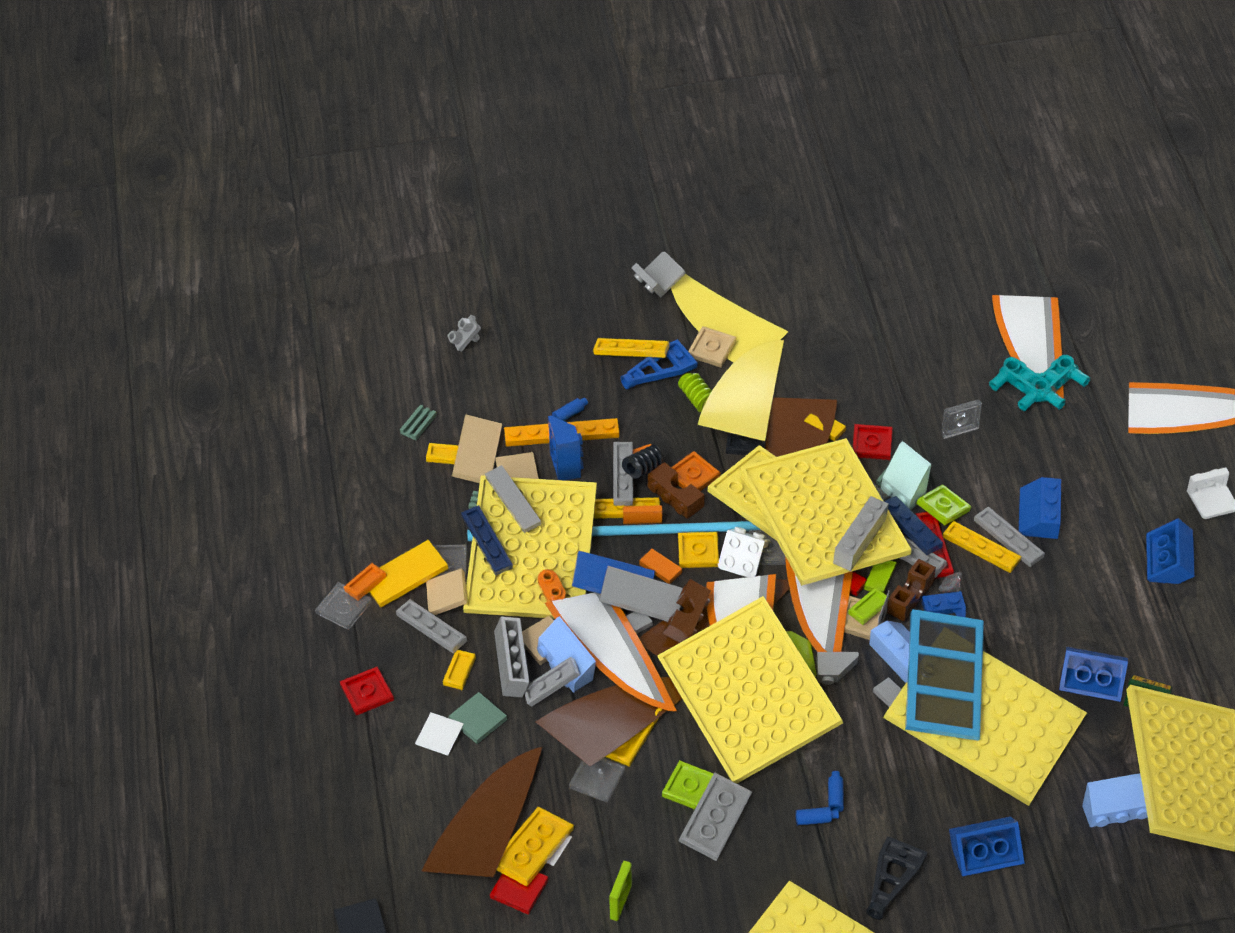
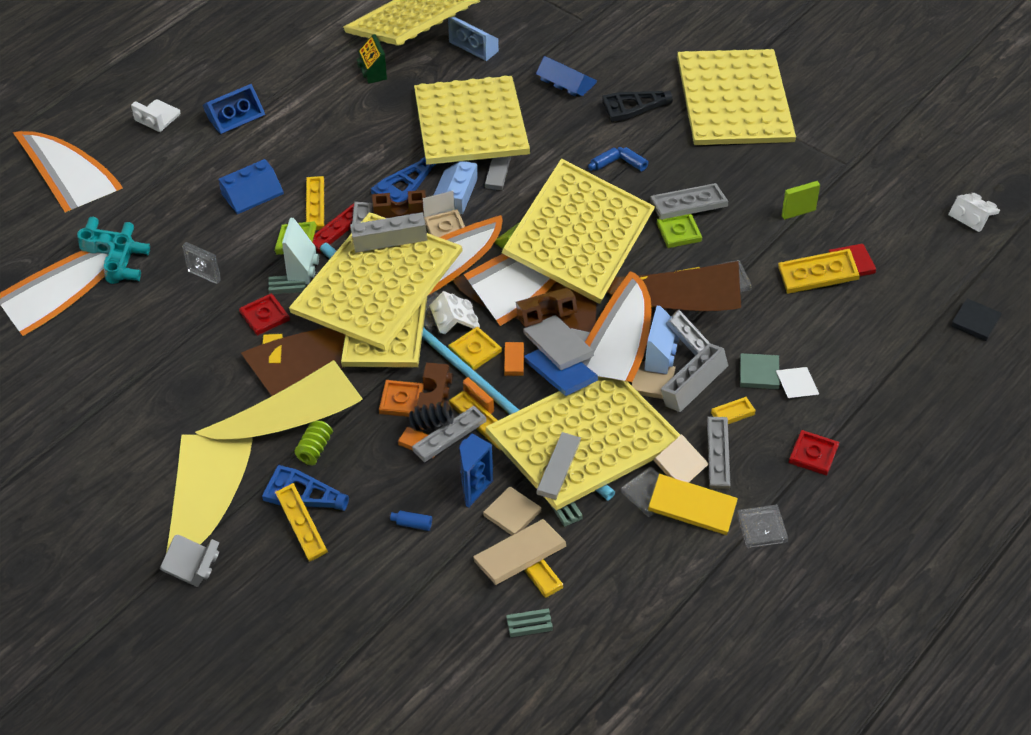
camera: 130 degrees left, 0 degrees up
(365, 581) = (730, 520): orange tile -> none
(466, 333) = (397, 655): light grey hips -> none
(485, 822) = (839, 305): reddish brown sticker -> none
(487, 540) = (613, 459): dark blue tile -> none
(540, 433) = (441, 512): light orange plate -> none
(551, 585) = (613, 390): orange plate -> none
(712, 346) = (246, 473): tan tile -> none
(834, 665) = (506, 209): light grey slope -> none
(868, 606) = (438, 222): lime tile -> none
(913, 526) = (338, 234): dark blue plate -> none
(944, 675) = (467, 136): door -> none
(951, 583) = (365, 195): clear slope -> none
(1009, 536) = (291, 195): light grey tile -> none
(1093, 674) = (377, 95): blue slope -> none

